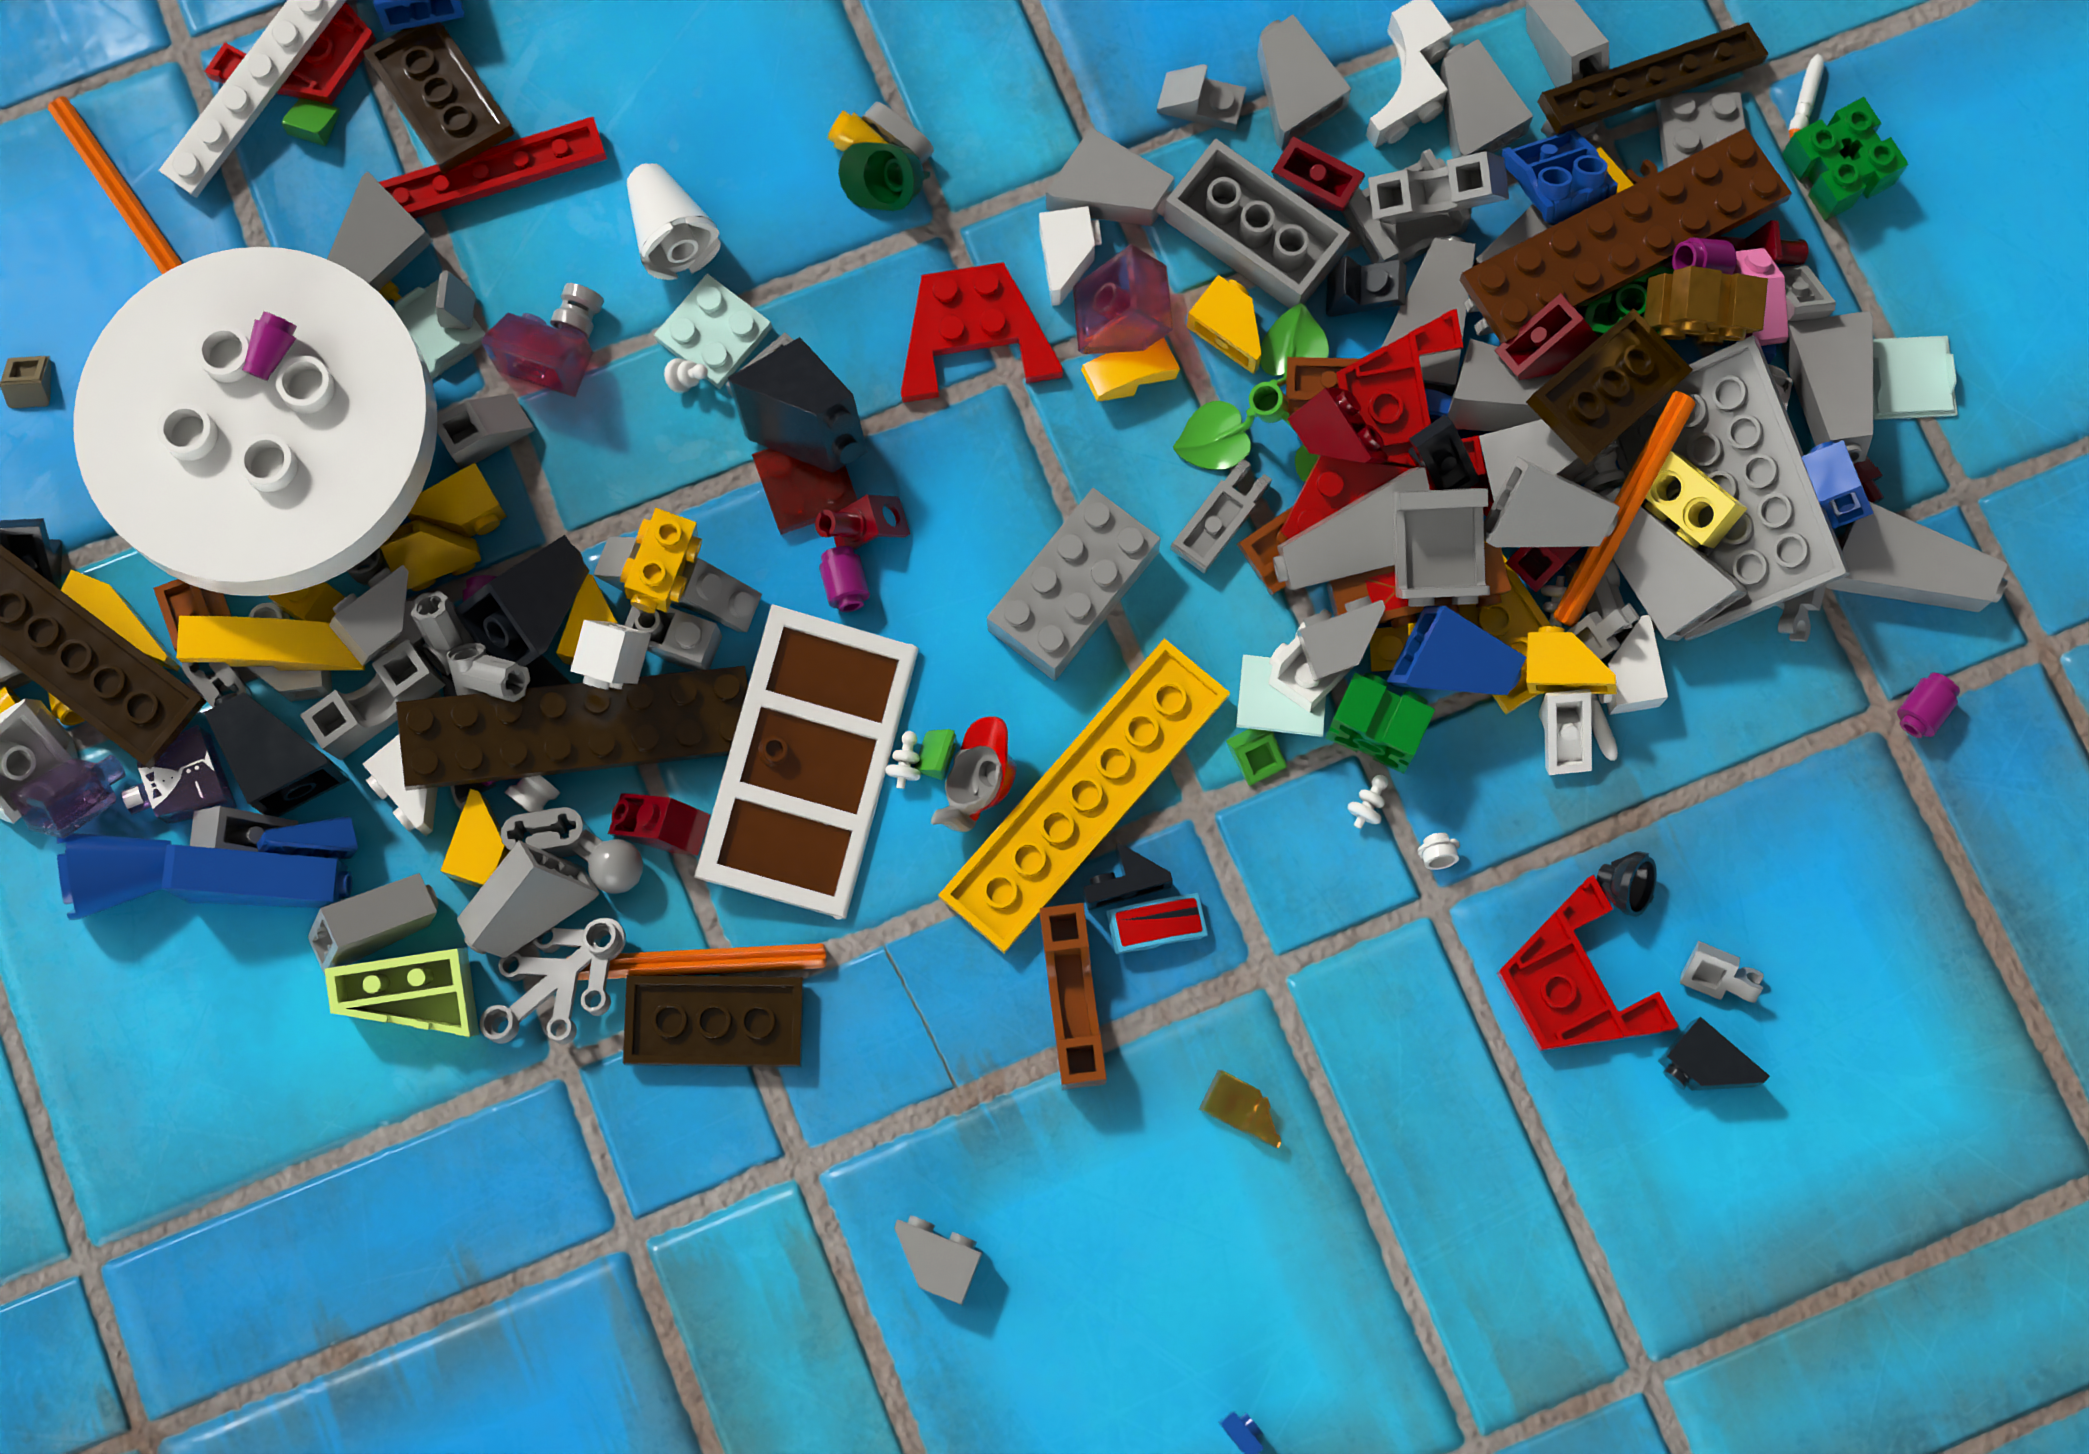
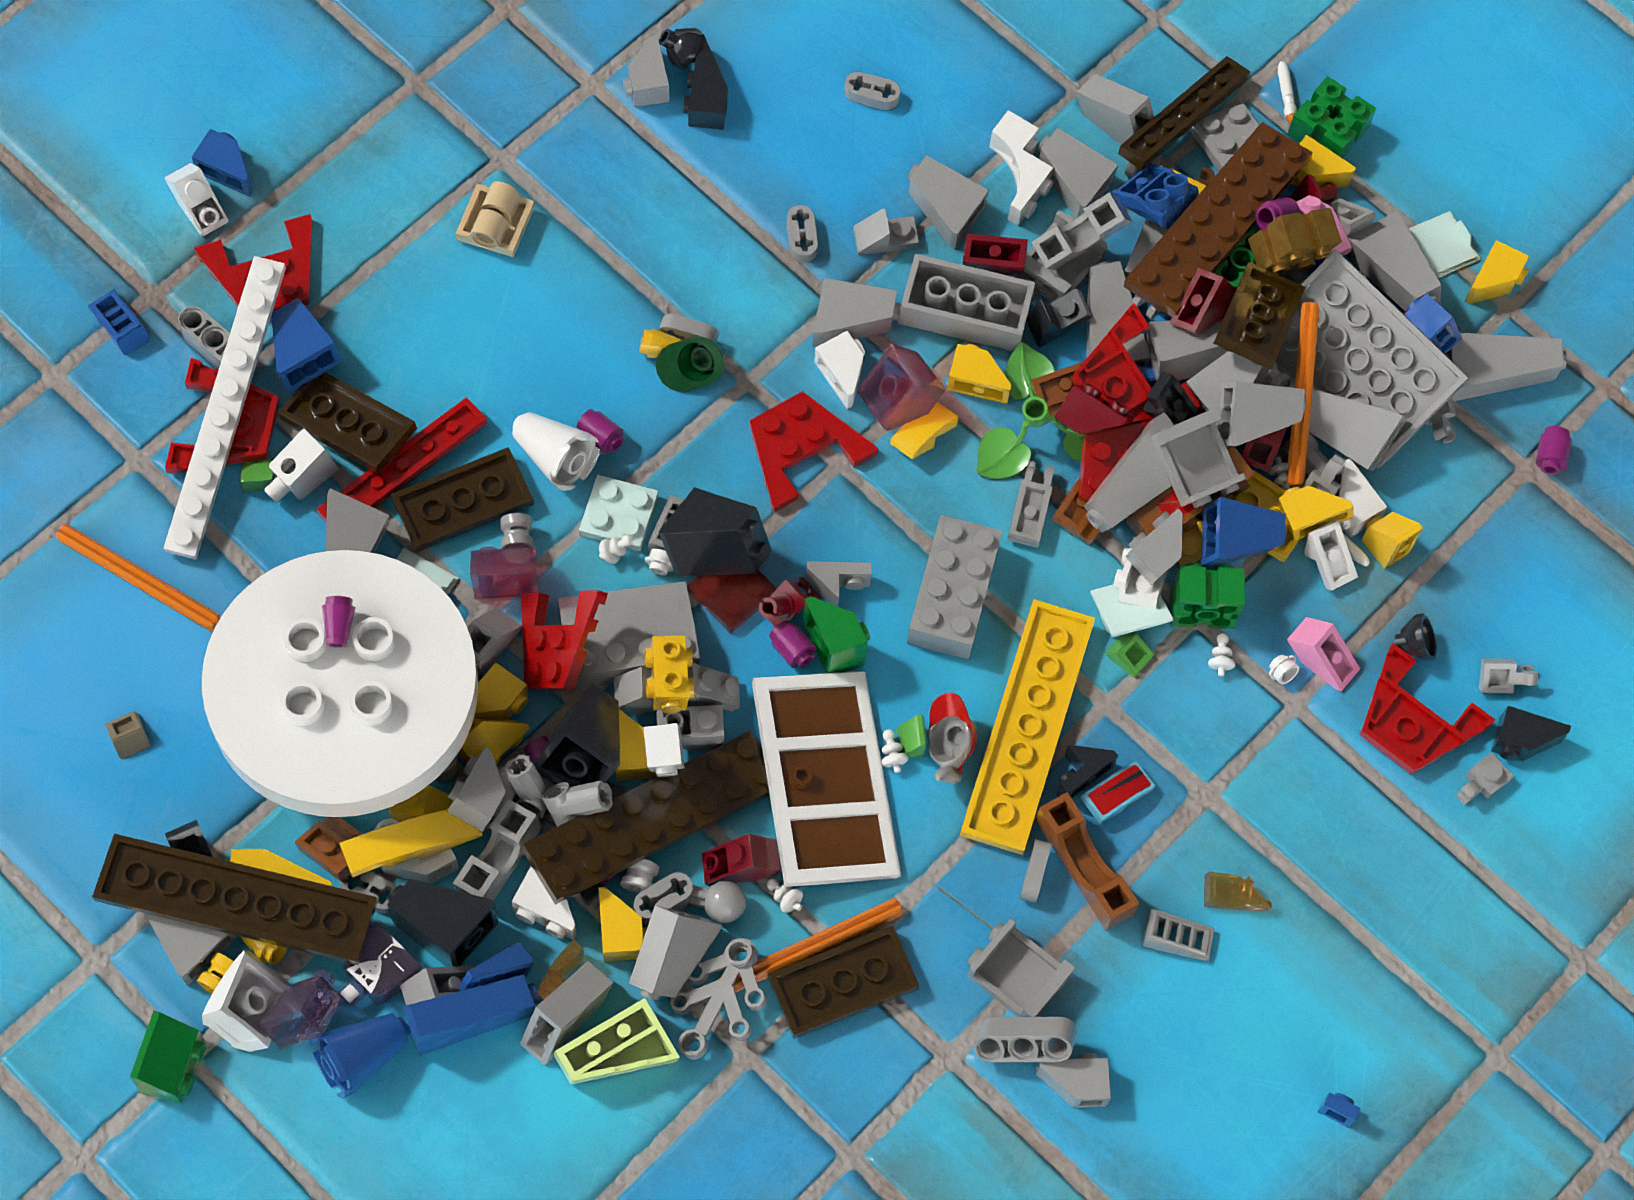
camera: 30 degrees left, 10 degrees down
(357, 131) = (300, 468): none -> white torso
(395, 862) = (566, 961): none -> clear orange slope
(454, 302) = (424, 559): light grey slope -> none
(534, 242) = (462, 499): none -> dark brown plate
(550, 469) = (556, 652): none -> red wing
(635, 466) = (627, 629): none -> light grey slope
(696, 891) = (786, 896): none -> white hair
(728, 412) = (659, 562): none -> white plate
(735, 220) = (603, 428): none -> magenta brick
(893, 1187) = (1010, 1042): none -> light grey beam
(895, 593) = (836, 634): none -> green slope
(929, 511) = (829, 576): none -> light grey slope
(930, 1096) = (1018, 971): none -> light grey panel
(1008, 981) = (1035, 871): none -> light grey beam
(1106, 61) = (808, 233): none -> light grey beam
(1143, 1110) = (1171, 921): none -> light grey slope
(1499, 851) = (1324, 652): none -> bright pink slope
(1632, 1092) = (1485, 777): none -> light grey plate
(1655, 737) = (1391, 537): none -> yellow slope
(1696, 493) = (1345, 366): light yellow brick -> none
(1804, 215) = (1325, 166): none -> yellow slope
(1968, 444) = (1499, 273): none -> yellow slope

